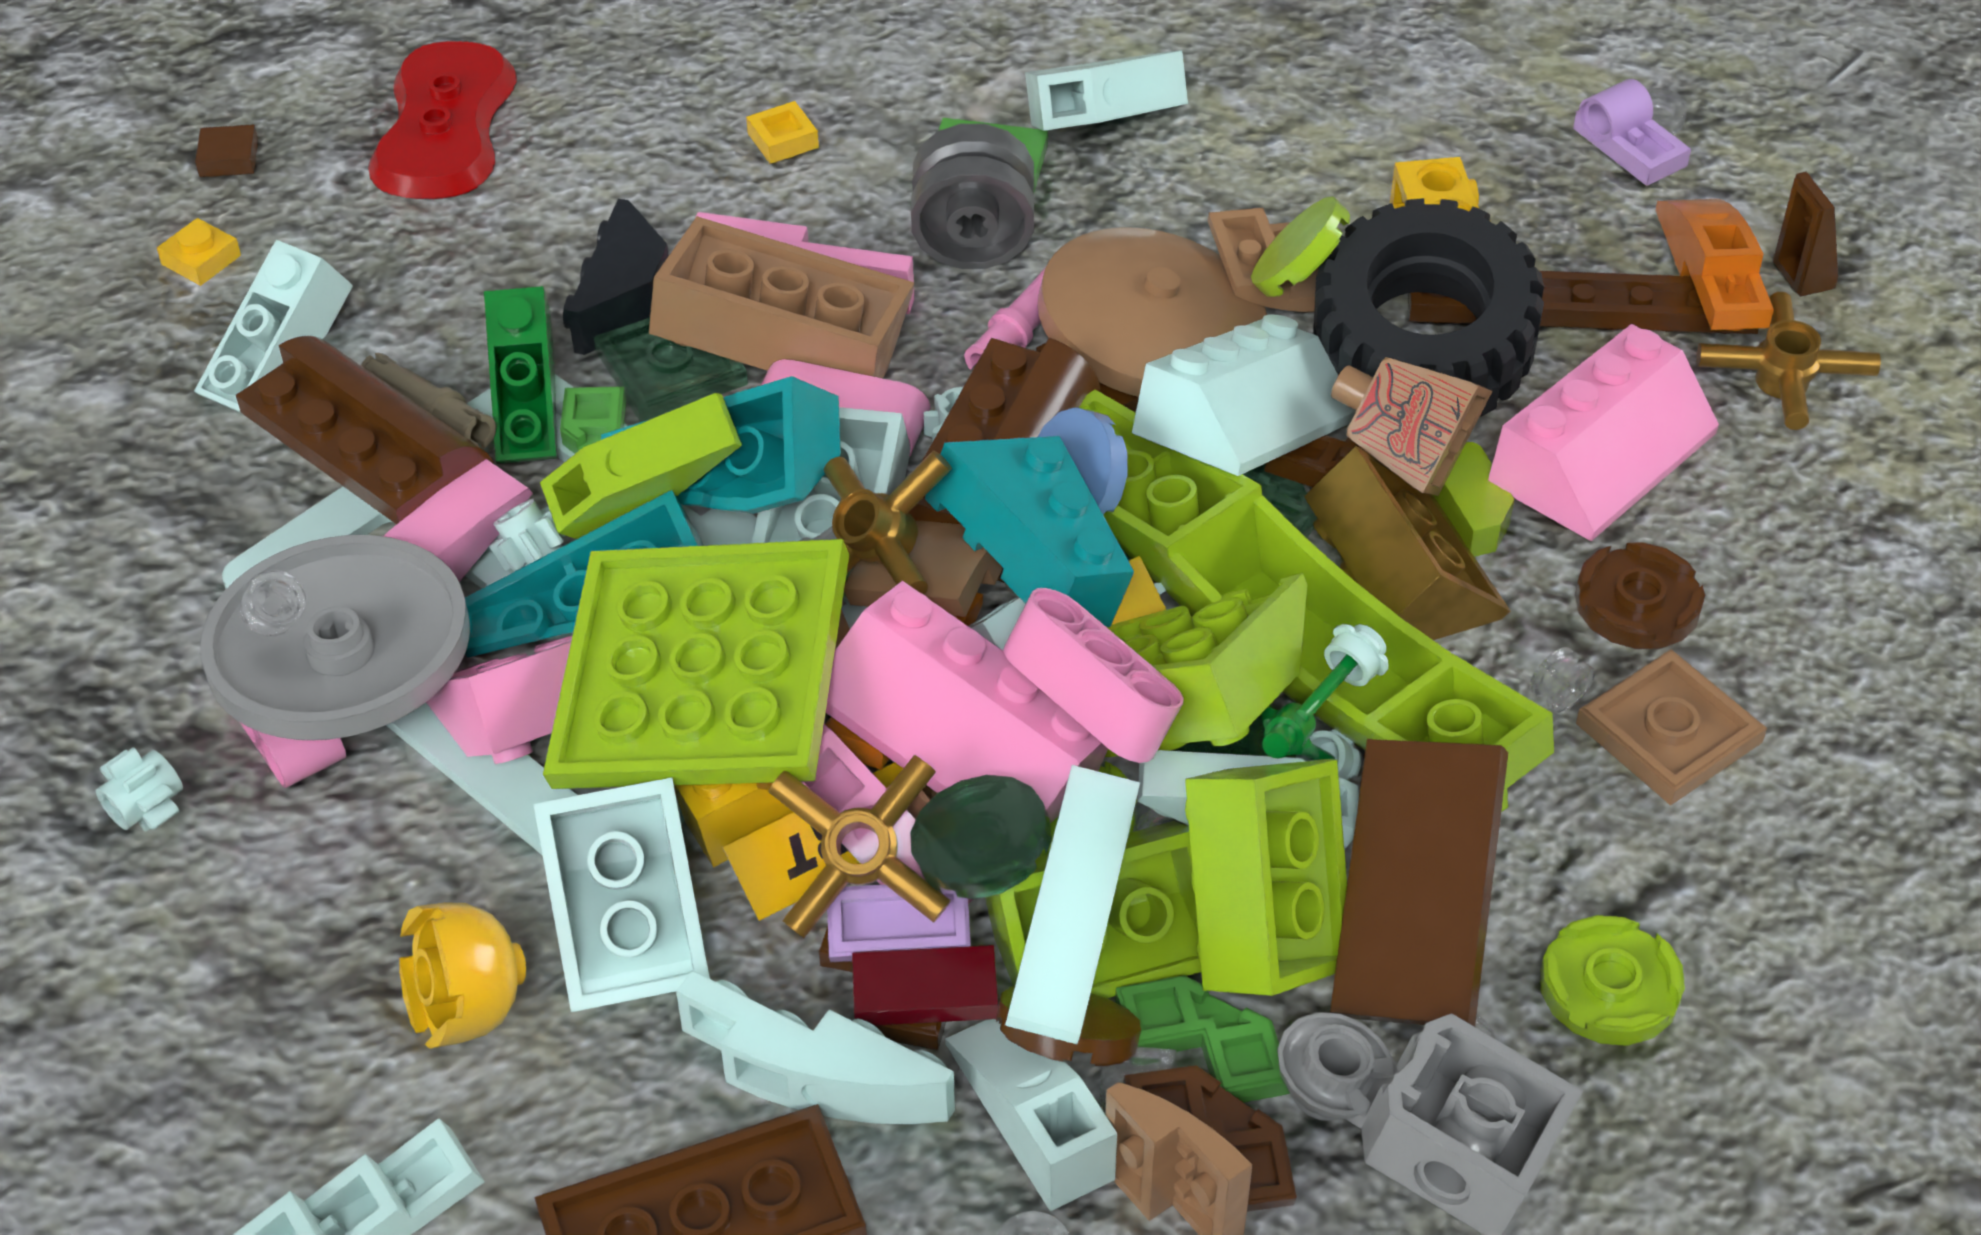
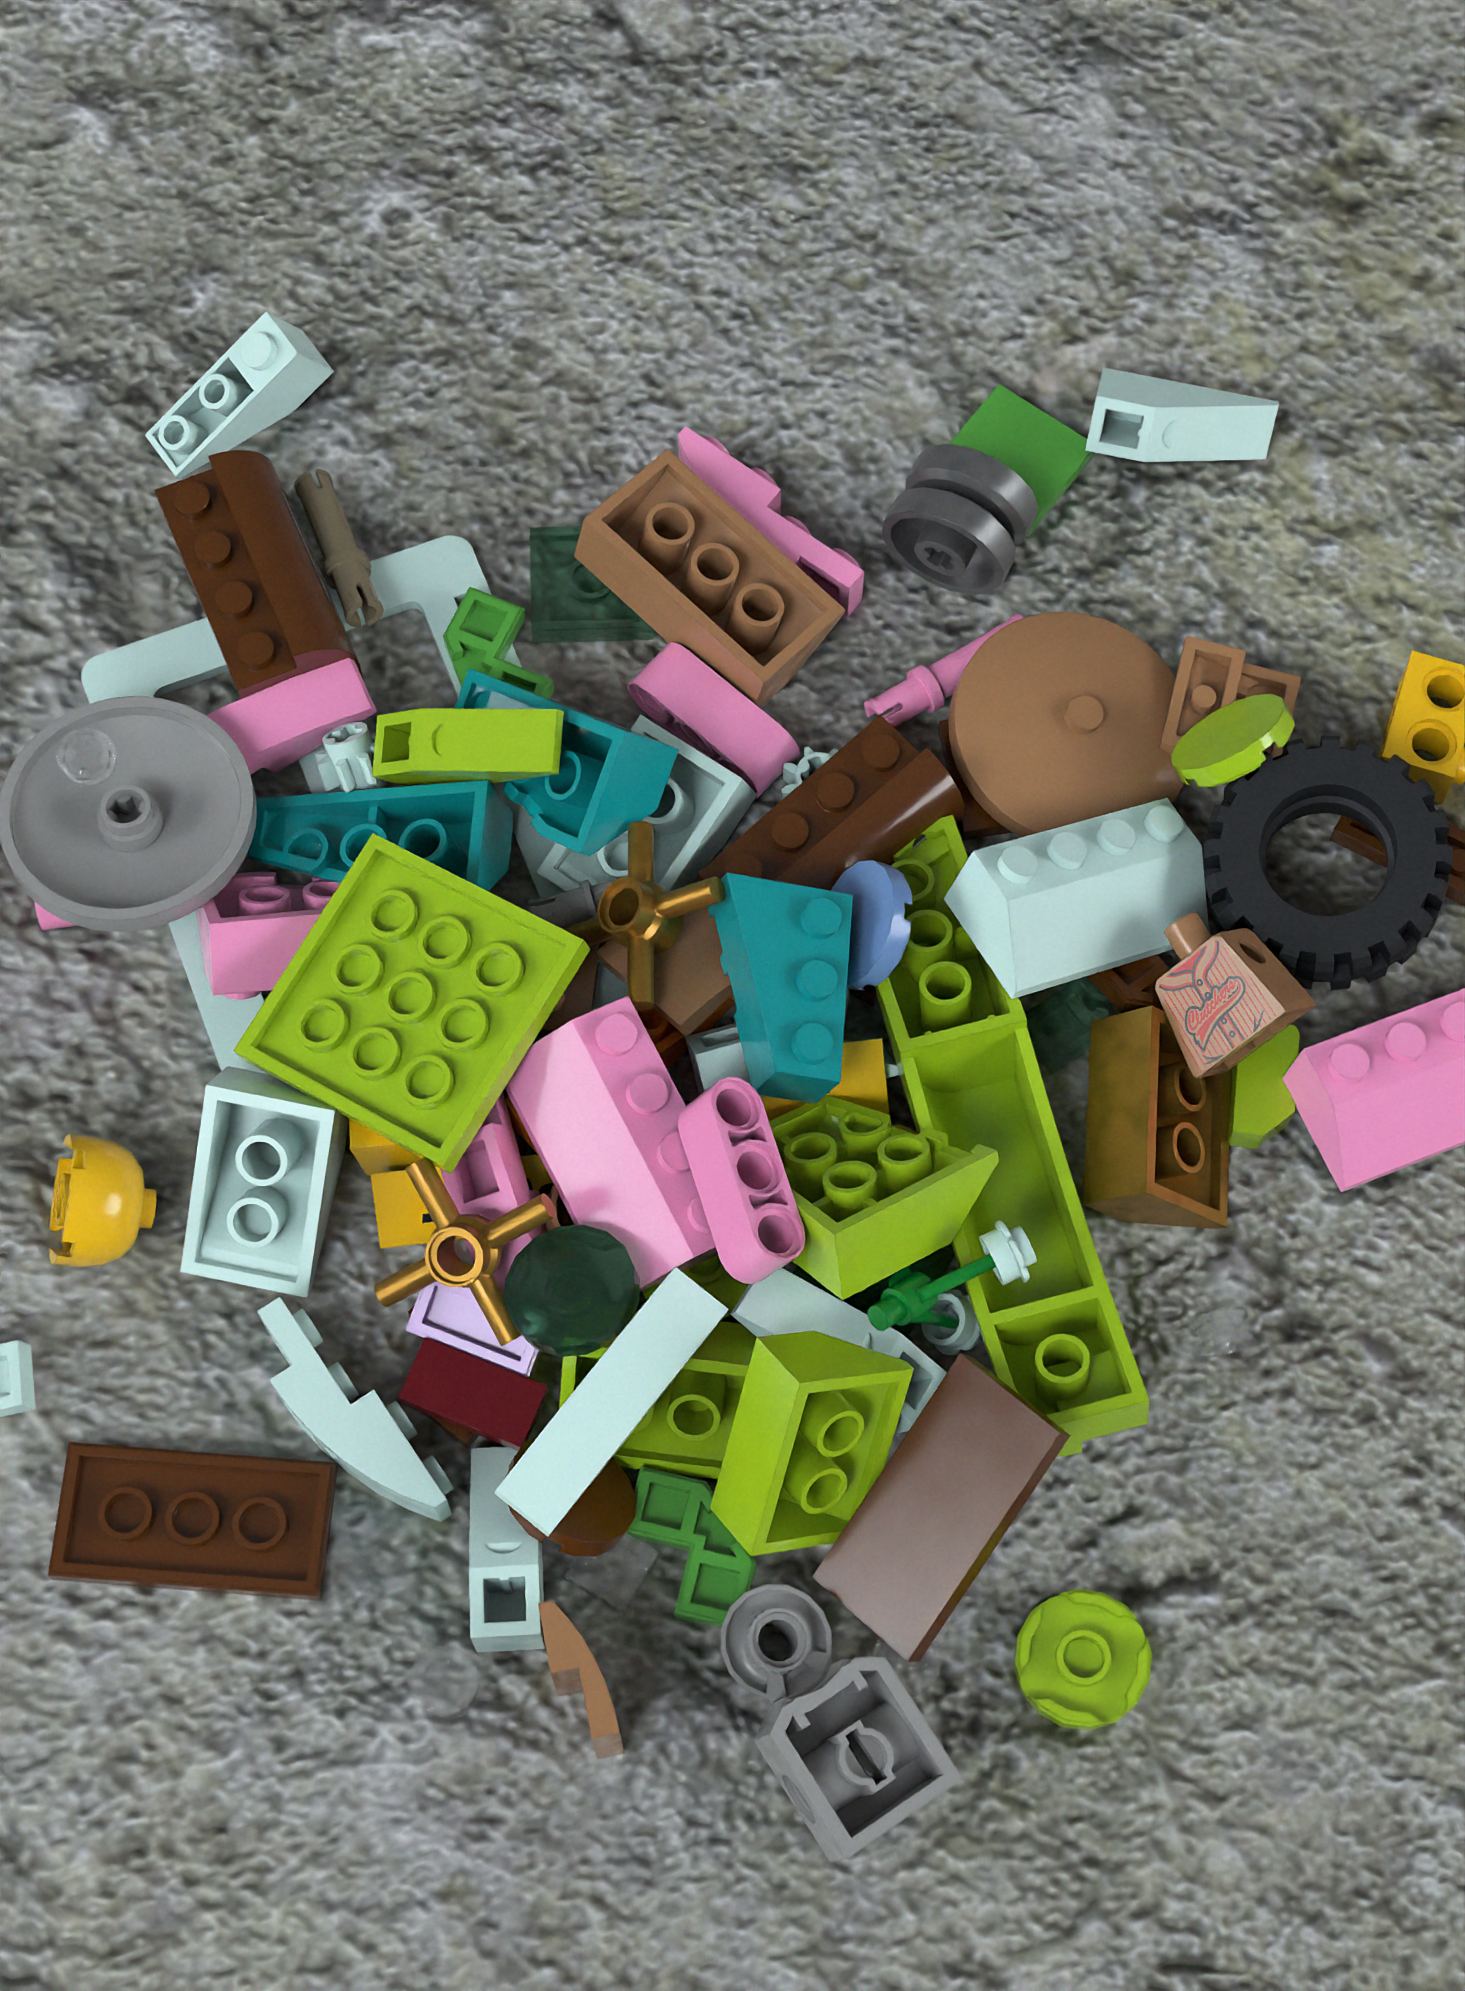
camera: 25 degrees right, 20 degrees up
(198, 251) = (216, 261): yellow plate -> none
(226, 150) = (292, 139): reddish brown tile -> none
(443, 121) = (499, 209): red plate -> none
(521, 374) = (433, 560): green slope -> none
(616, 279) = (578, 466): black slope -> none
(782, 132) = (830, 338): yellow plate -> none
(1249, 1131) = (665, 1670): reddish brown tile -> none
(1639, 596) = (1361, 1265): reddish brown tile -> none
(1671, 726) = (1300, 1423): medium nougat tile -> none

